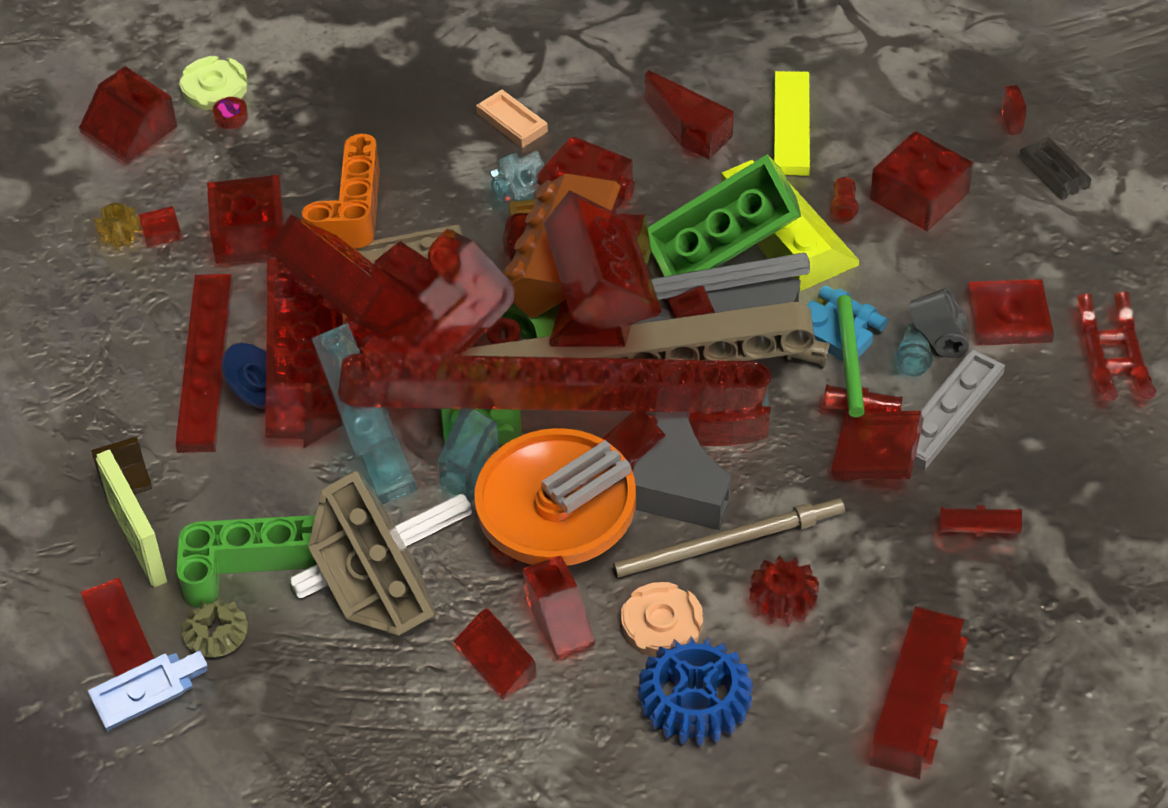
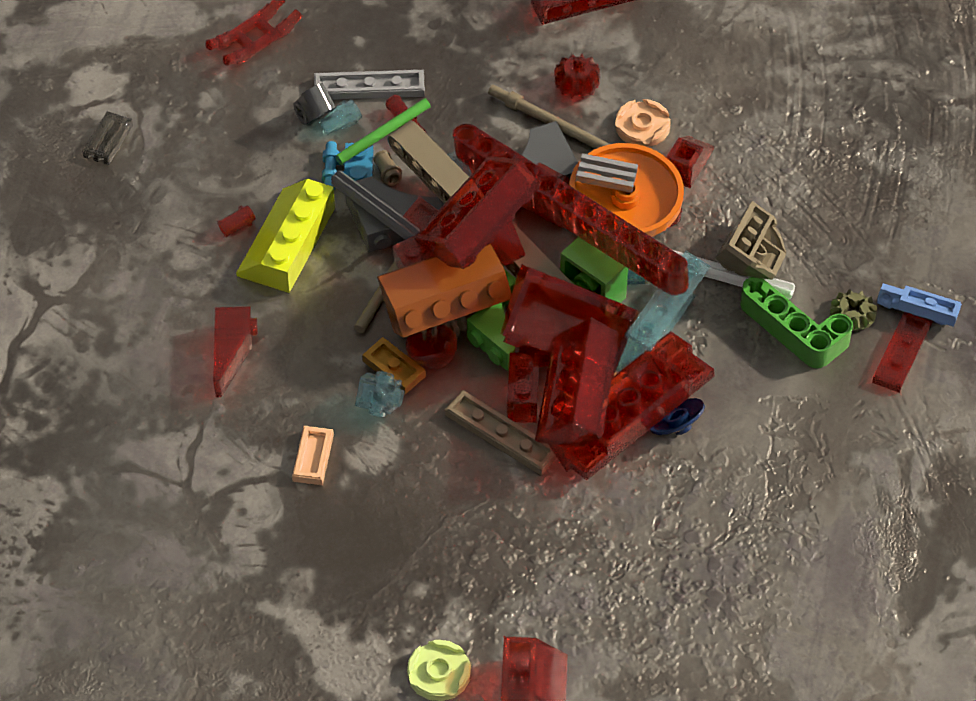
camera: 130 degrees left, 5 degrees up
(117, 224) = (623, 599): clear yellow gear -> none
(130, 461) = (807, 437): dark brown panel -> none
(131, 518) = (841, 381): yellowish green tile -> none
(160, 226) = (603, 584): clear red tile -> none
(202, 369) = (683, 467): clear red tile -> none
(230, 112) = (460, 630): clear red tile -> none
(245, 217) = (560, 516): clear red brick -> none
(355, 211) = (444, 499): orange beam -> none
(496, 654) = (739, 174): clear red slope -> none
(592, 161) = (350, 349): clear red bracket -> none
(694, 704) = (693, 71): blue gear -> none
(725, 220) = (342, 230): bright green slope -> none
(792, 122) = (180, 294): neon yellow tile -> none
(877, 445) = (440, 86): clear red tile -> none
(921, 180) = (189, 185): clear red brick -> none
(980, 520) = (445, 25): clear red pin -> none
(1010, 312) = (262, 96): clear red tile -> none
(1014, 109) = (72, 177): clear red tile -> none

